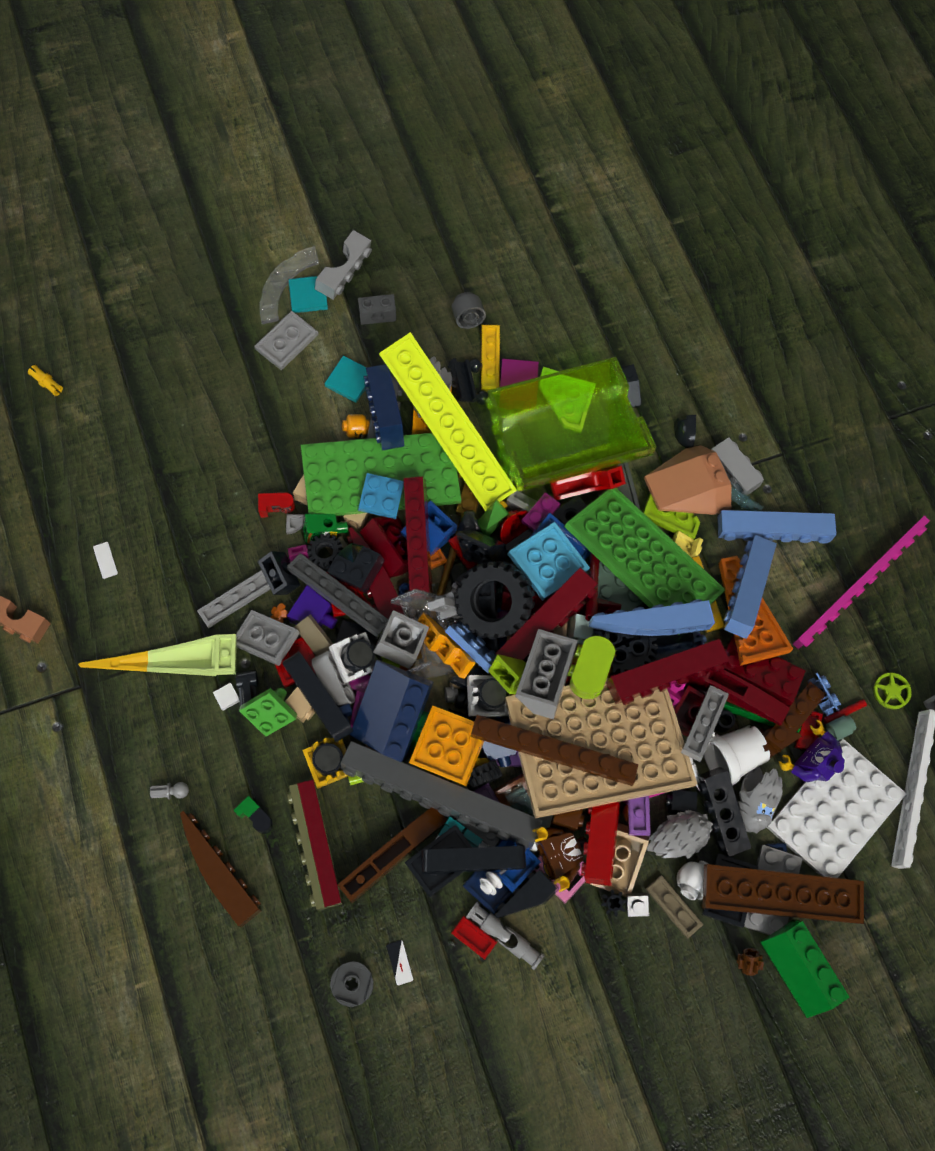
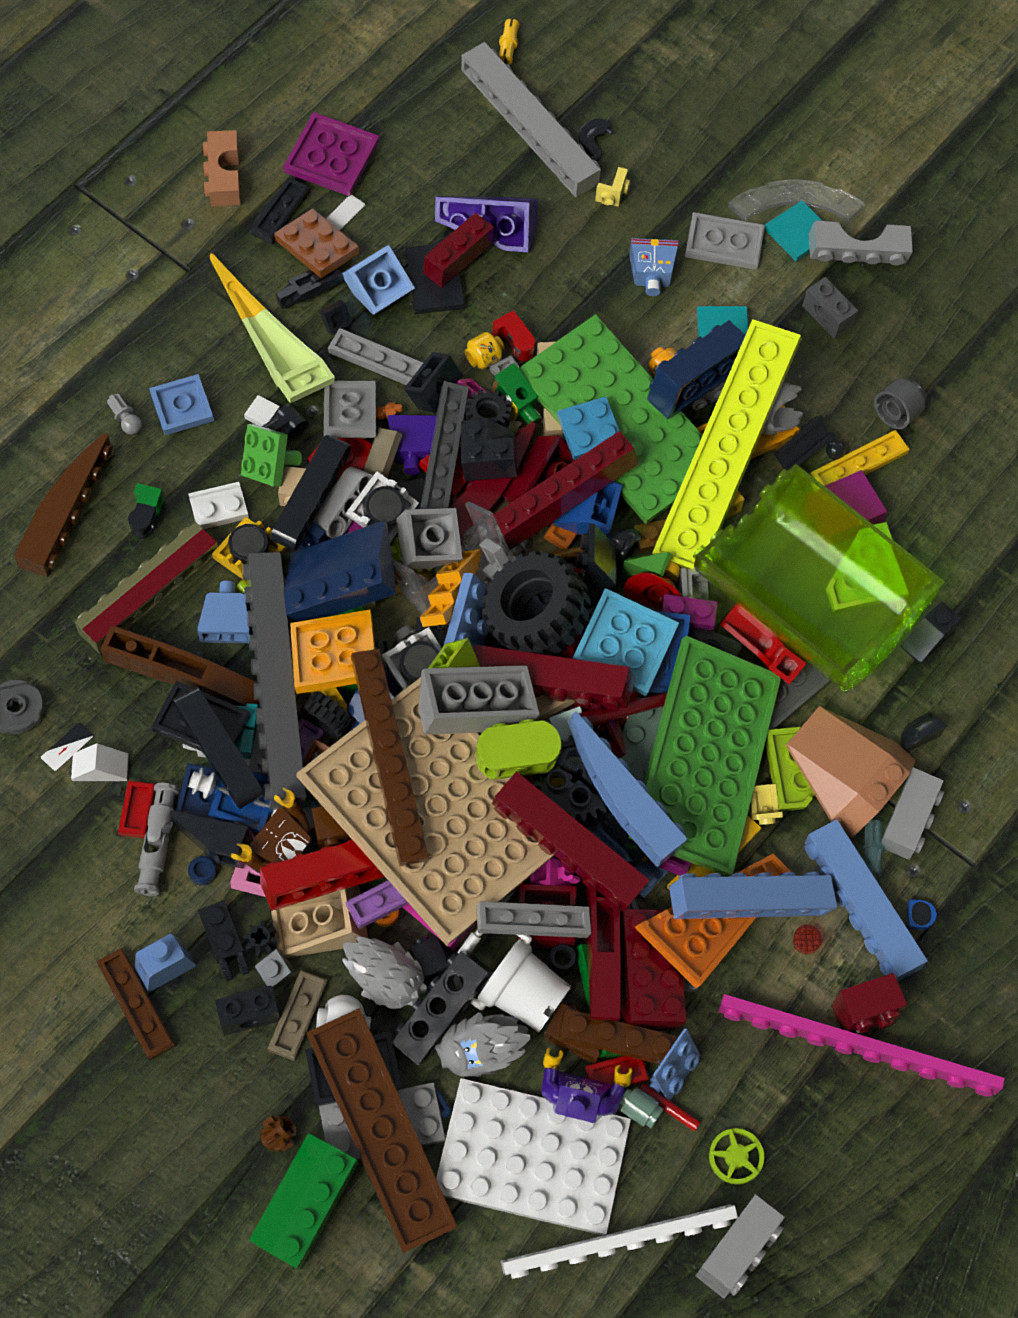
camera: 60 degrees right, 5 degrees down
(54, 541) = (331, 154): none -> magenta plate
(74, 599) = (280, 210): none -> black tile
(115, 401) = (531, 119): none -> light grey brick
(120, 589) = (316, 243): none -> dark orange plate
(148, 611) = (306, 286): none -> black hinge
(150, 371) = (589, 132): none -> black piece
(176, 565) = (378, 280): none -> light blue slope
(177, 467) = (511, 217): none -> dark purple wedge
(185, 608) = (335, 317): none -> black tile
(187, 747) = (181, 404): none -> medium blue plate
(190, 501) = (458, 250): none -> dark red brick
(196, 529) = (427, 295): none -> black tile
(209, 384) = (612, 194): none -> light yellow bracket
(274, 528) = (484, 350): none -> yellow head
(277, 391) = (652, 263): none -> medium blue torso
(280, 764) = (218, 505): none -> white plate
(368, 803) = (224, 616): none -> medium blue torso
(428, 947) = (100, 764): none -> white slope
(542, 916) = (202, 870): none -> dark blue tile
(596, 927) = (223, 937): none -> black hinge
(597, 976) = (162, 962): none -> medium blue torso
(612, 1010) = (135, 1004): none -> reddish brown tile
(658, 937) = (247, 1010): none -> black brick
(780, 572) = (807, 939): none -> clear red tile
(798, 501) = (920, 914): none -> tile
(846, 562) = (869, 1005): none -> dark red brick

